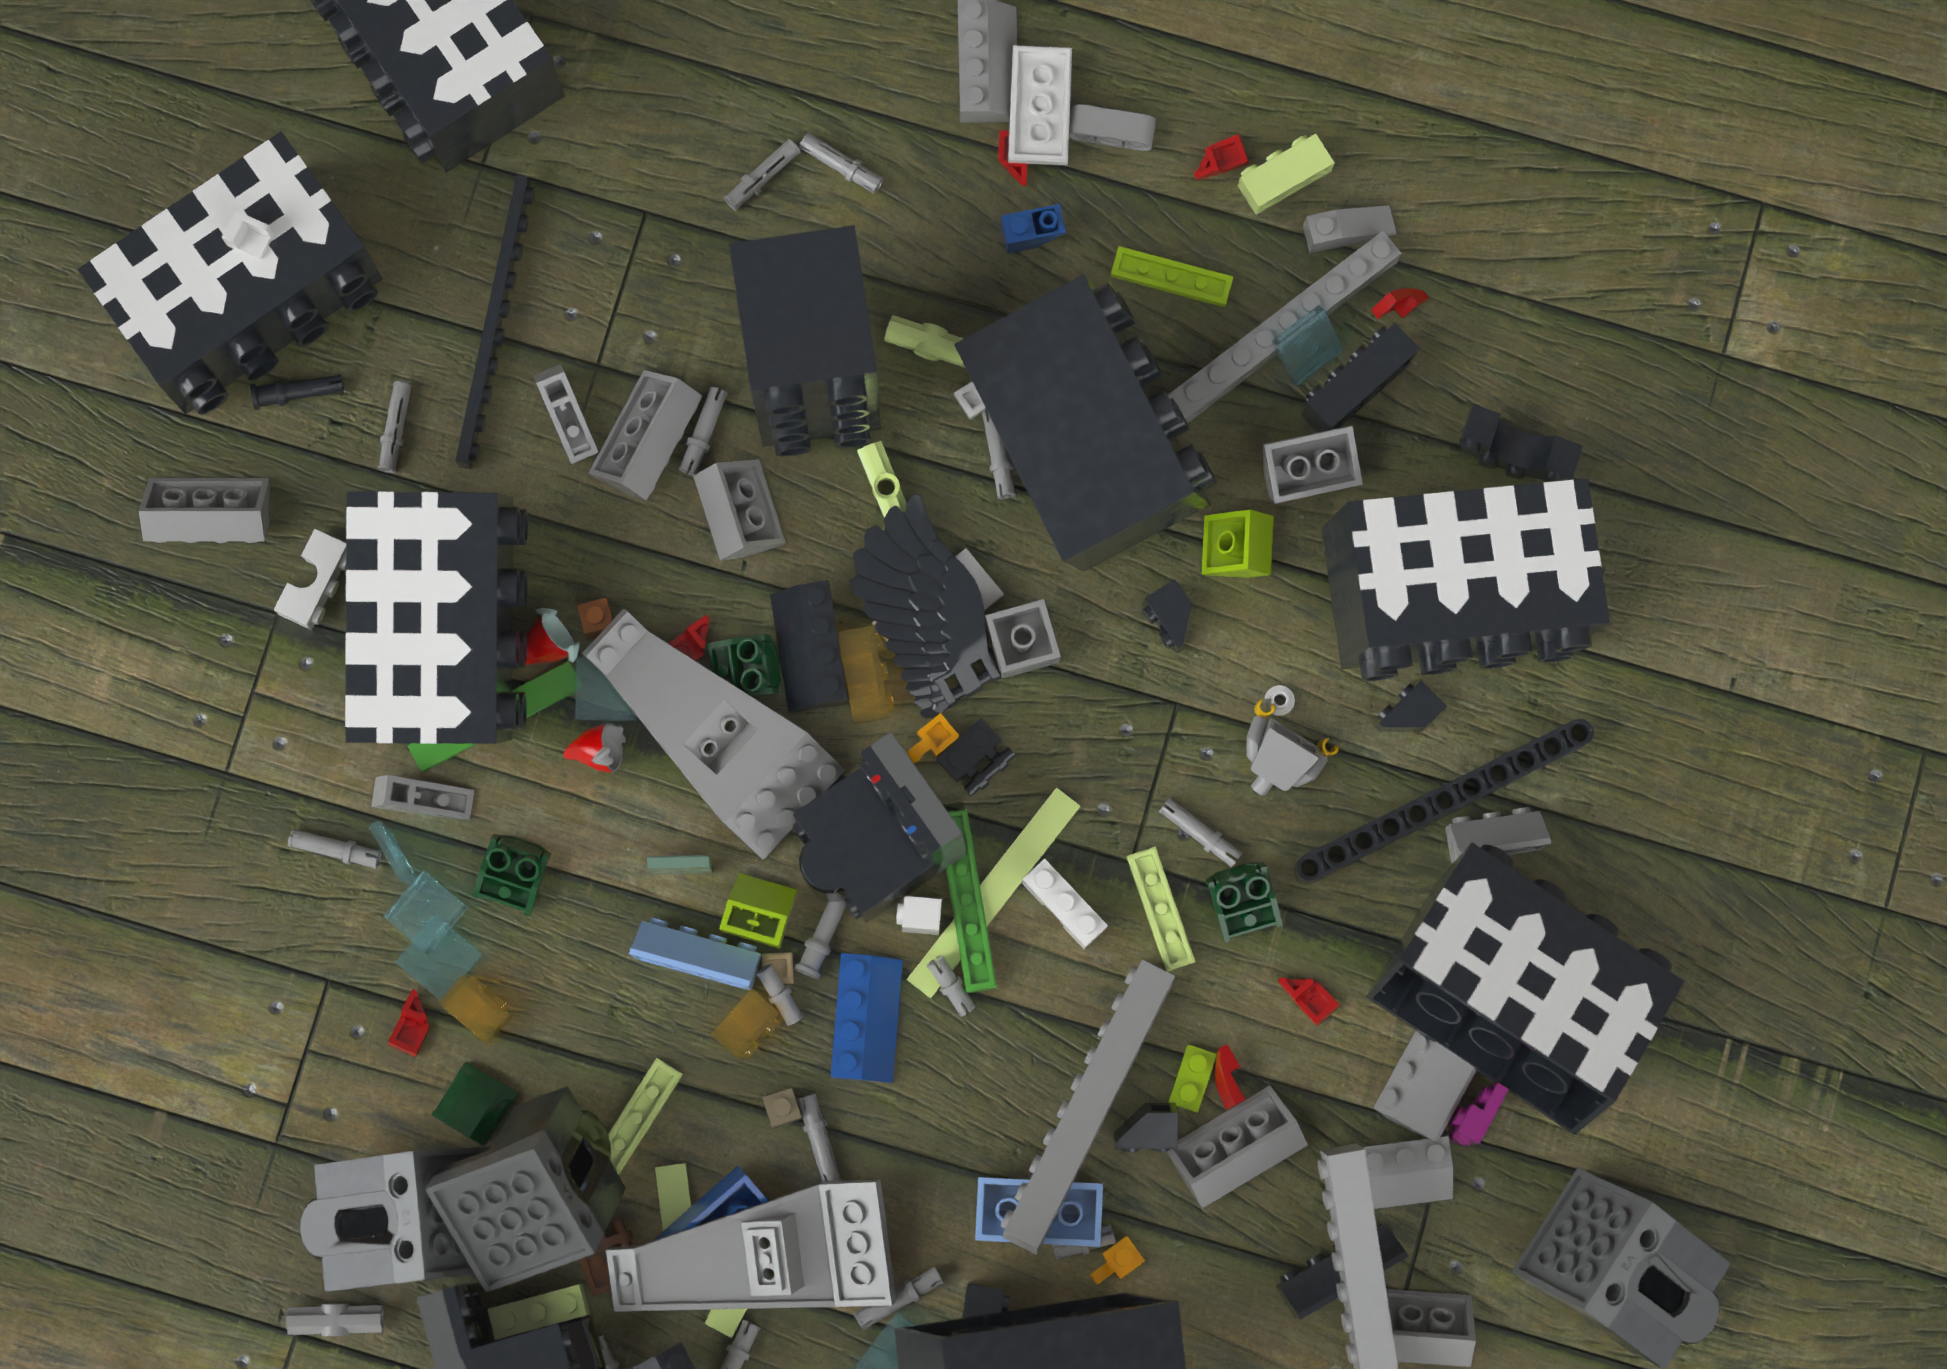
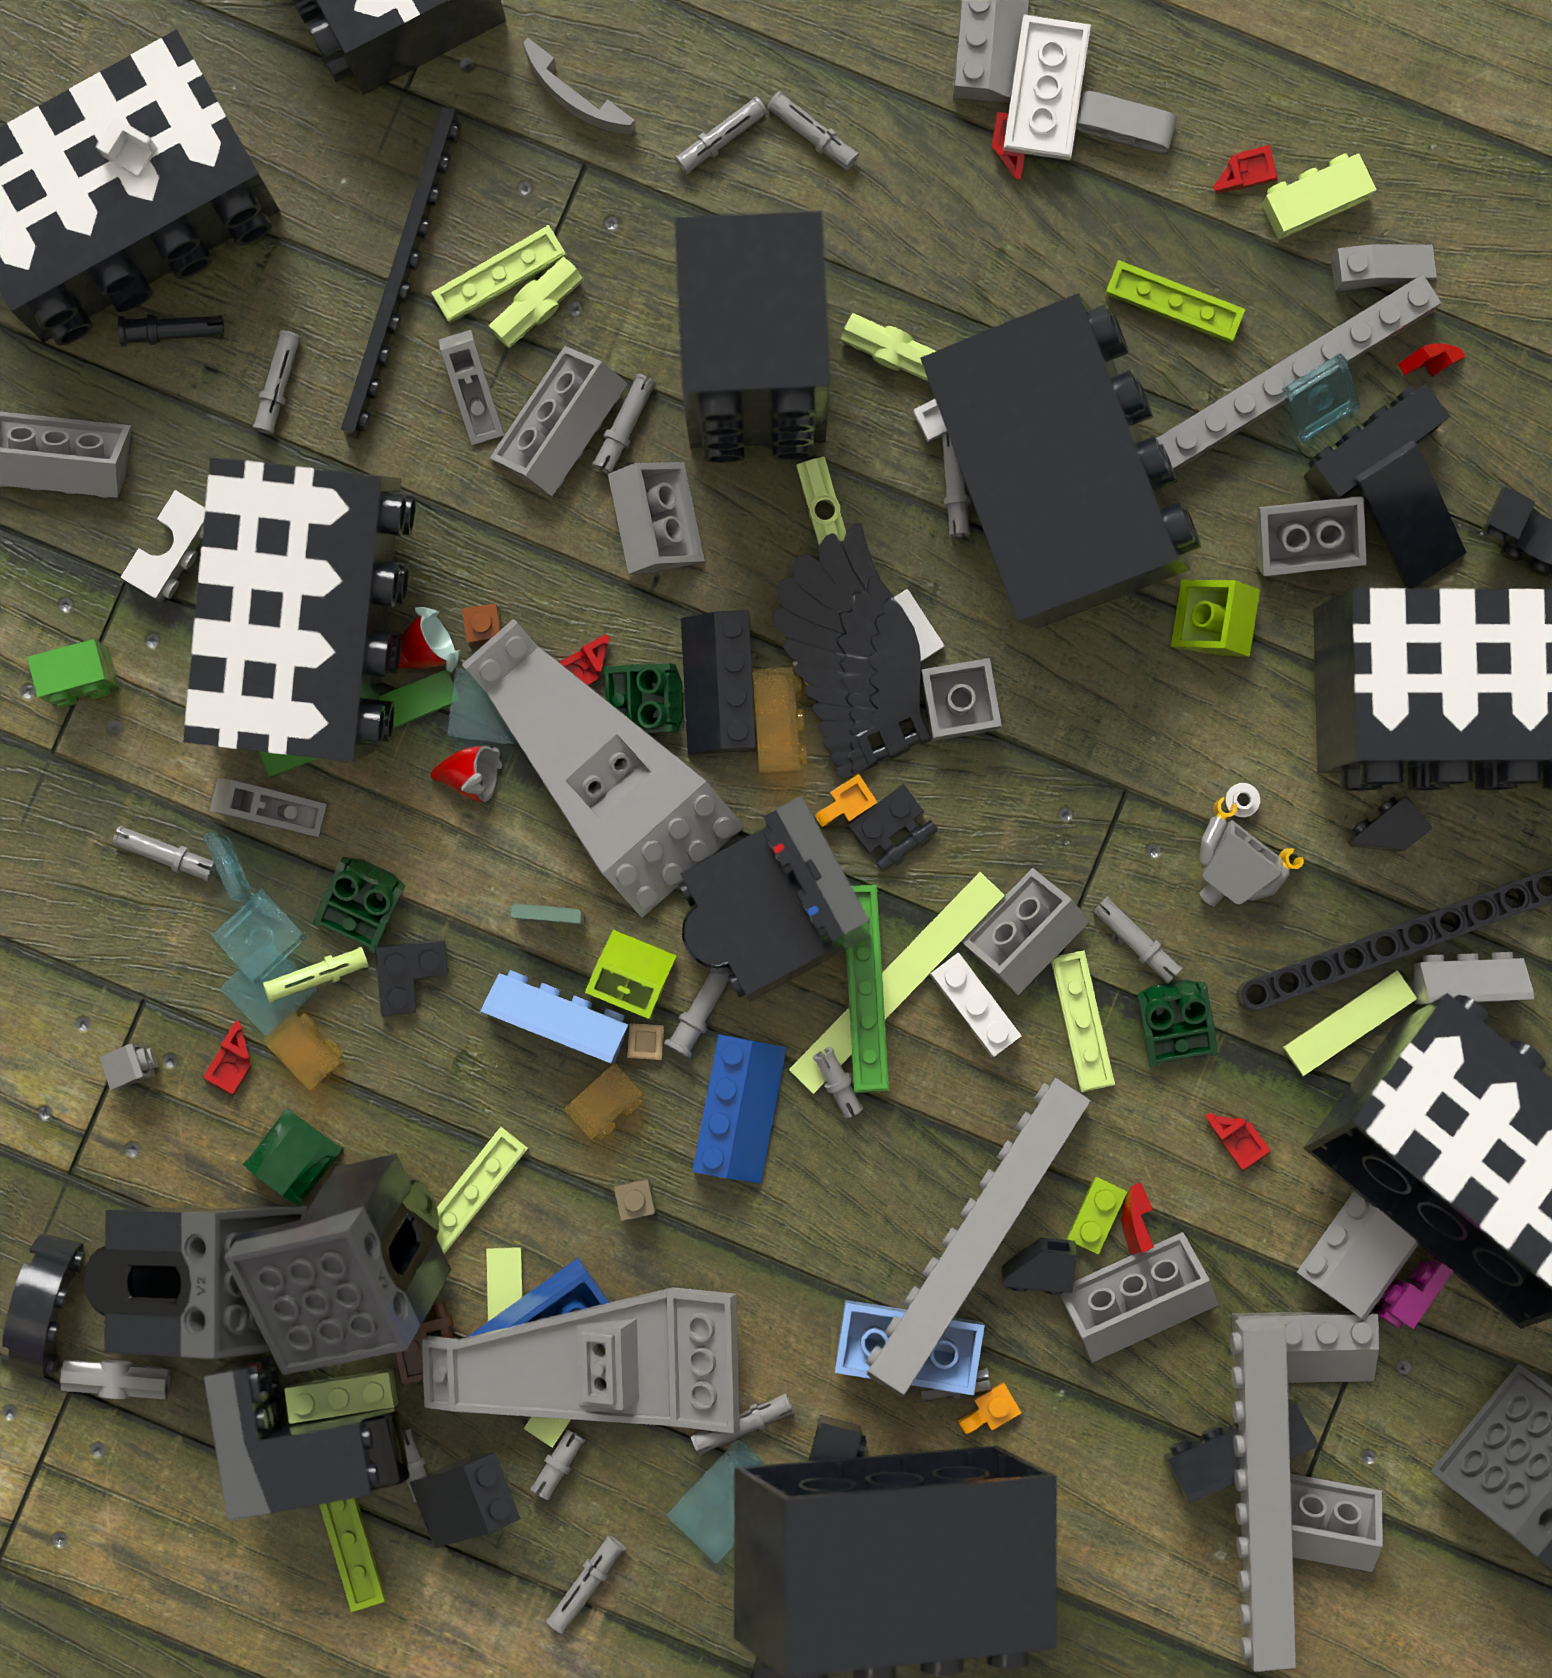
camera: 10 degrees right, 5 degrees up
(240, 698) = (73, 673): none -> bright green brick
(258, 1260) = (35, 1304): none -> black brick
(321, 1038) = (129, 1065): none -> light grey slope
(512, 925) = (354, 961): none -> yellowish green pin
(551, 929) = (401, 964): none -> black plate
(580, 314) = (499, 274): none -> yellowish green tile
(615, 334) = (536, 302): none -> yellowish green piece
(661, 169) = (608, 117): none -> light grey slope
(779, 994) = (644, 1071): light grey pin -> none
(819, 1139) = (670, 1228): light grey pin -> none
(919, 915) = (811, 1001): white brick -> none
(1032, 228) = (1022, 229): blue slope -> none
(1102, 835) = (1025, 931): none -> light grey slope
(1171, 612) = (1131, 686): black slope -> none
(1395, 885) = (1349, 1023): none -> yellowish green tile
(1396, 437) = (1410, 515): none -> black tile

